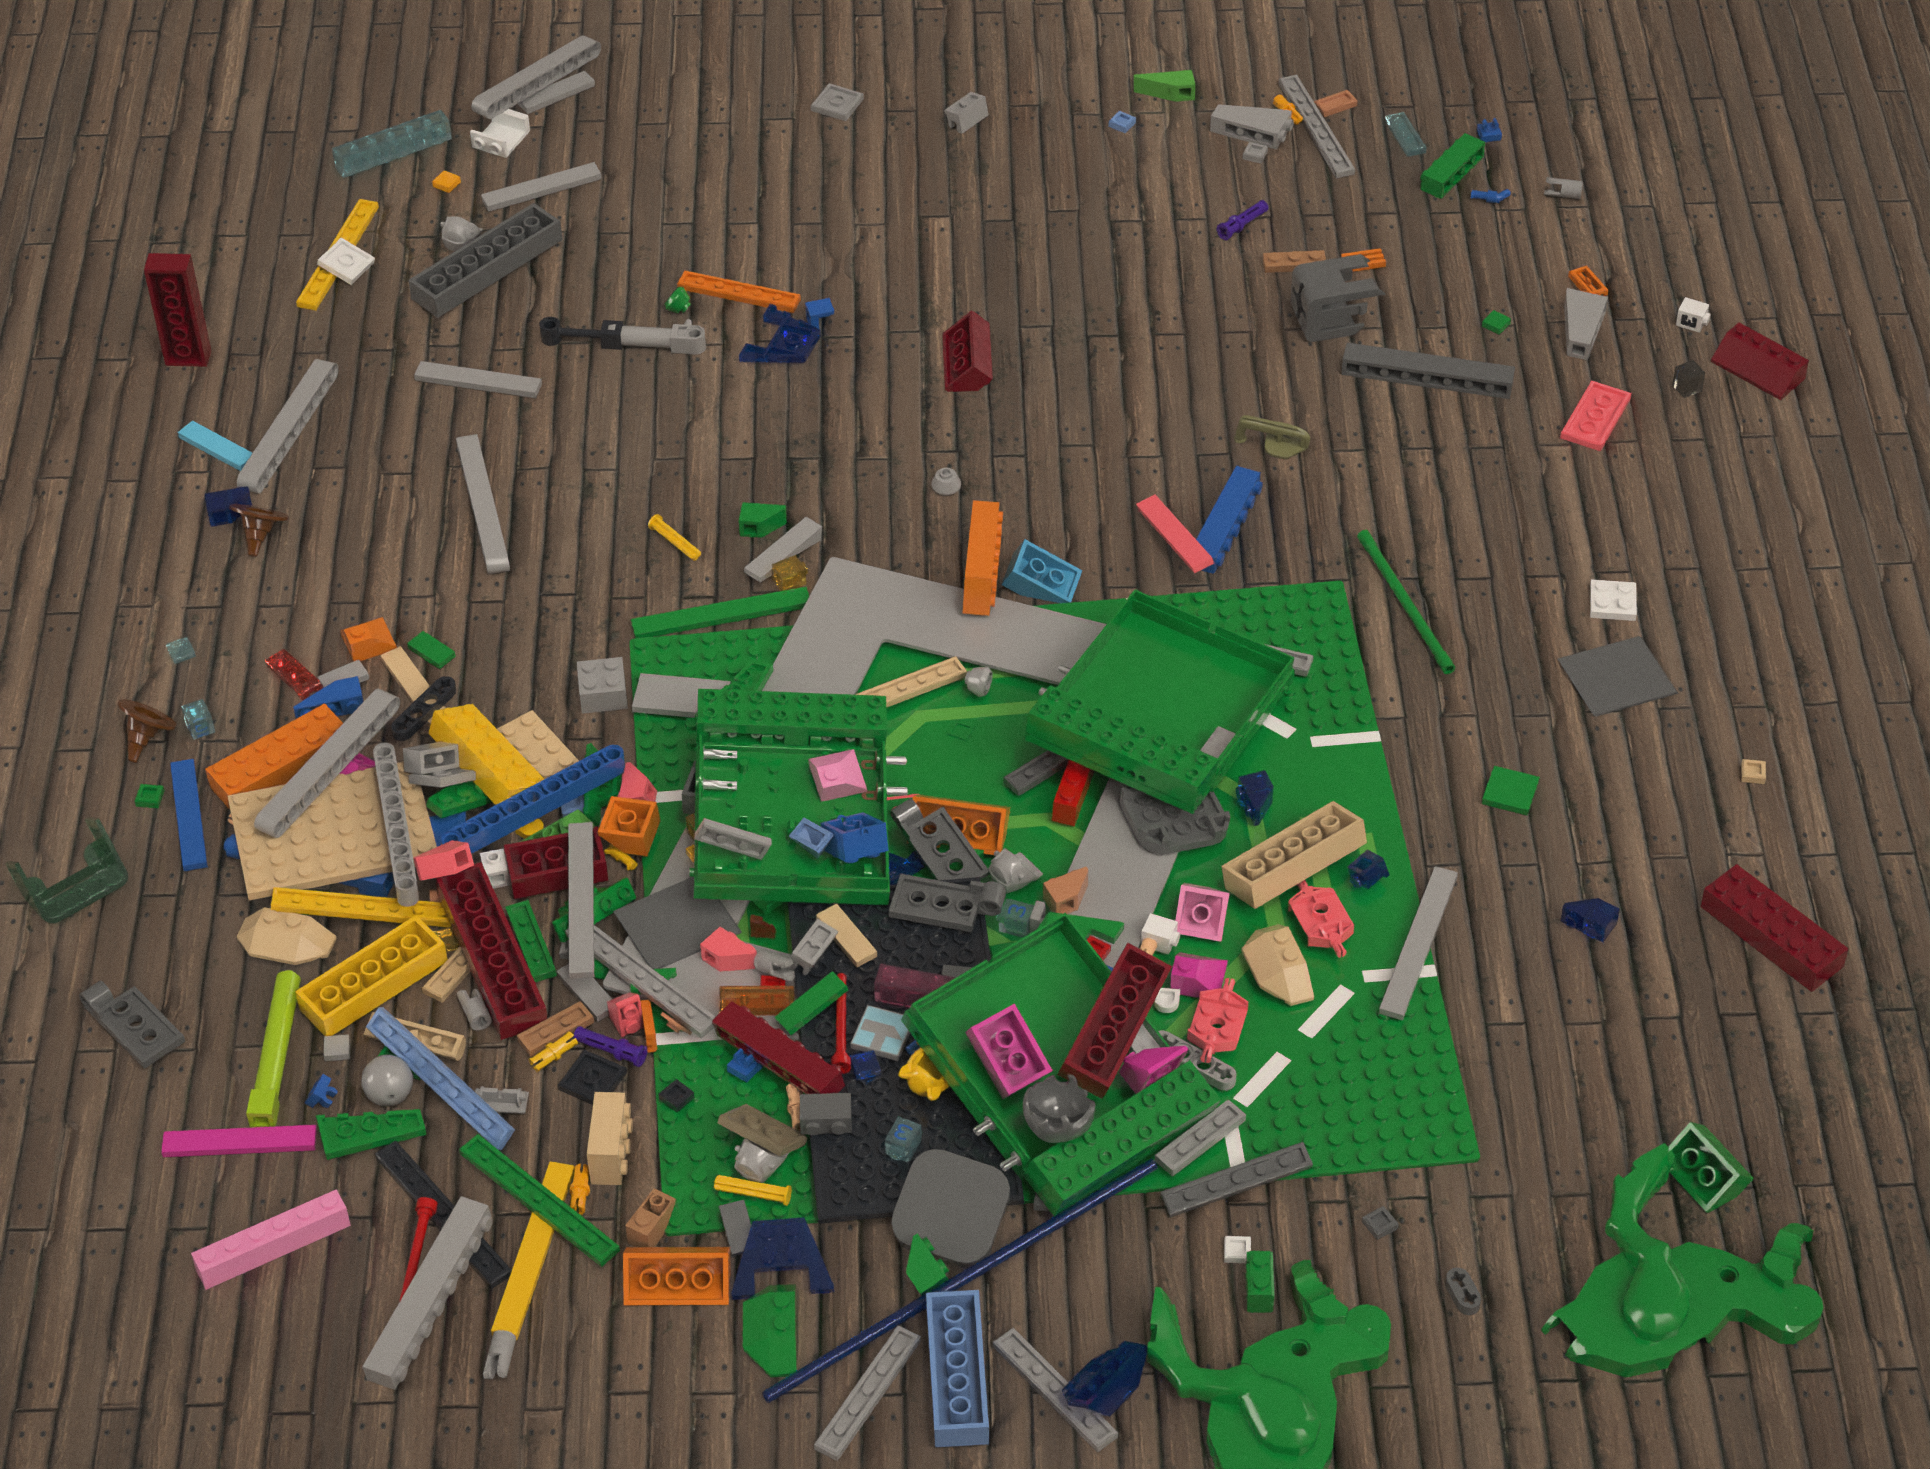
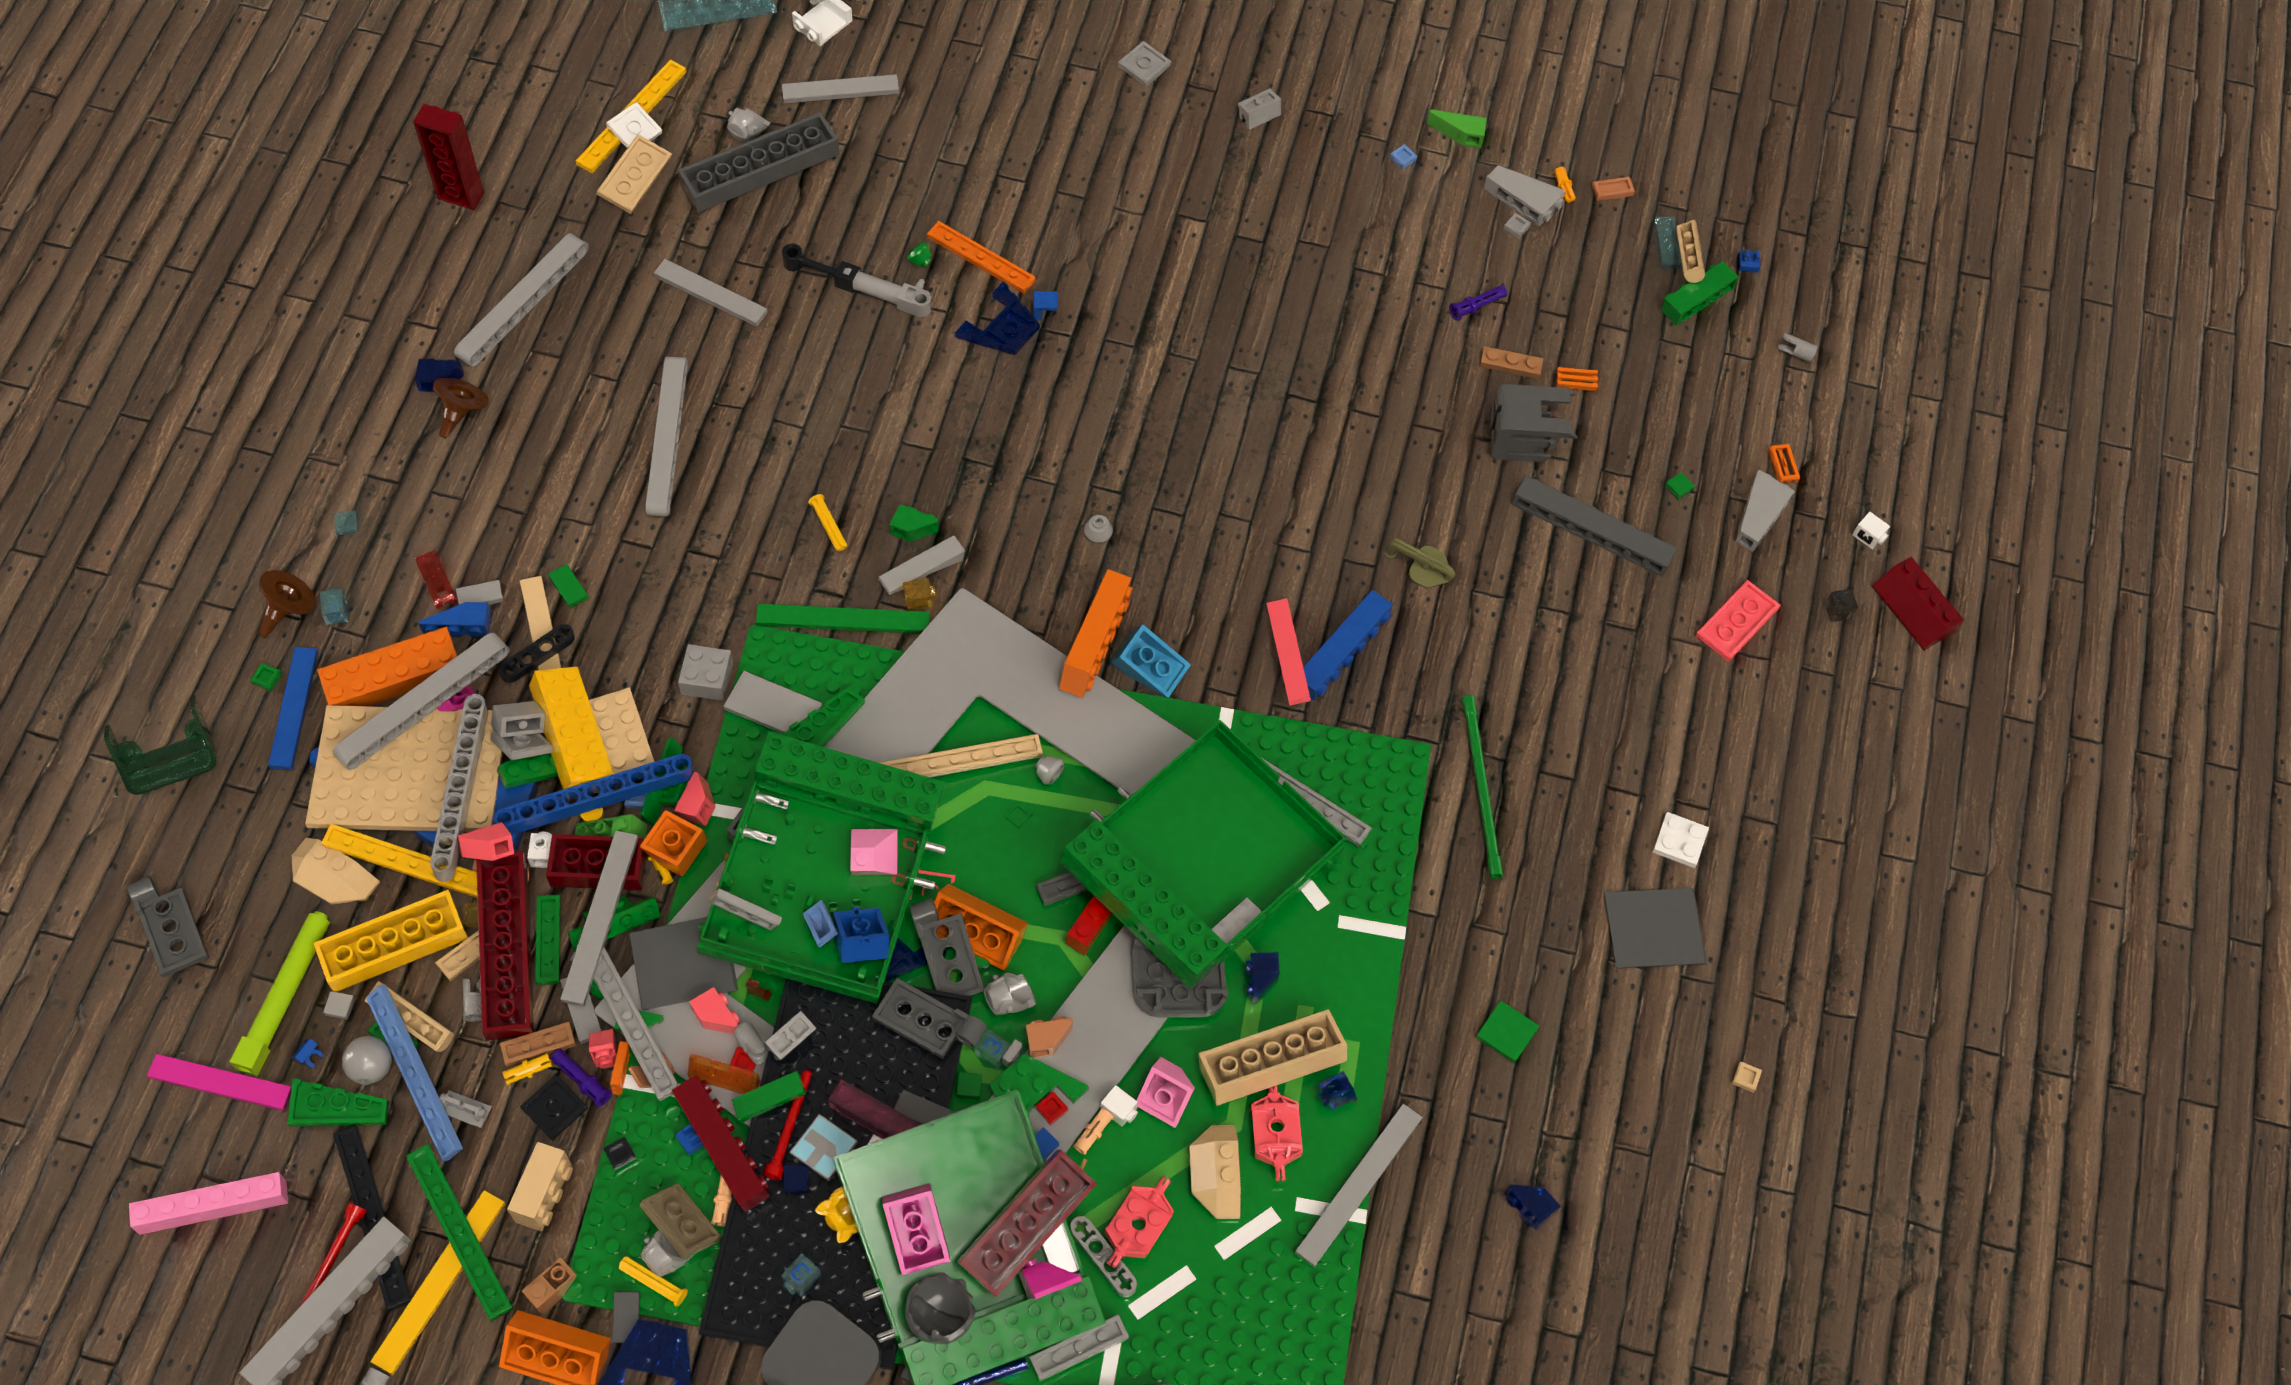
camera: 10 degrees right, 15 degrees up
(215, 445) = (451, 302): medium azure tile -> none
(361, 298) = (634, 174): none -> tan tile
(368, 639) = (515, 558): orange slope -> none
(446, 181) = (756, 60): light orange tile -> none
(579, 1188) = (499, 1231): light orange pin -> none
(825, 1113) = (740, 1225): dark grey brick -> none
(849, 937) = (827, 1029): tan tile -> none
(967, 354) = (1166, 389): dark red slope -> none
(1167, 1000) = (1104, 1179): white tile -> none
(1197, 974) = (1140, 1160): dark pink slope -> none
(1317, 127) = (1586, 210): light grey tile -> none
(1431, 132) = (1690, 251): none -> tan brick
(1490, 196) = (1725, 337): blue piece -> none
(1774, 927) = (1702, 1267): dark red brick -> none

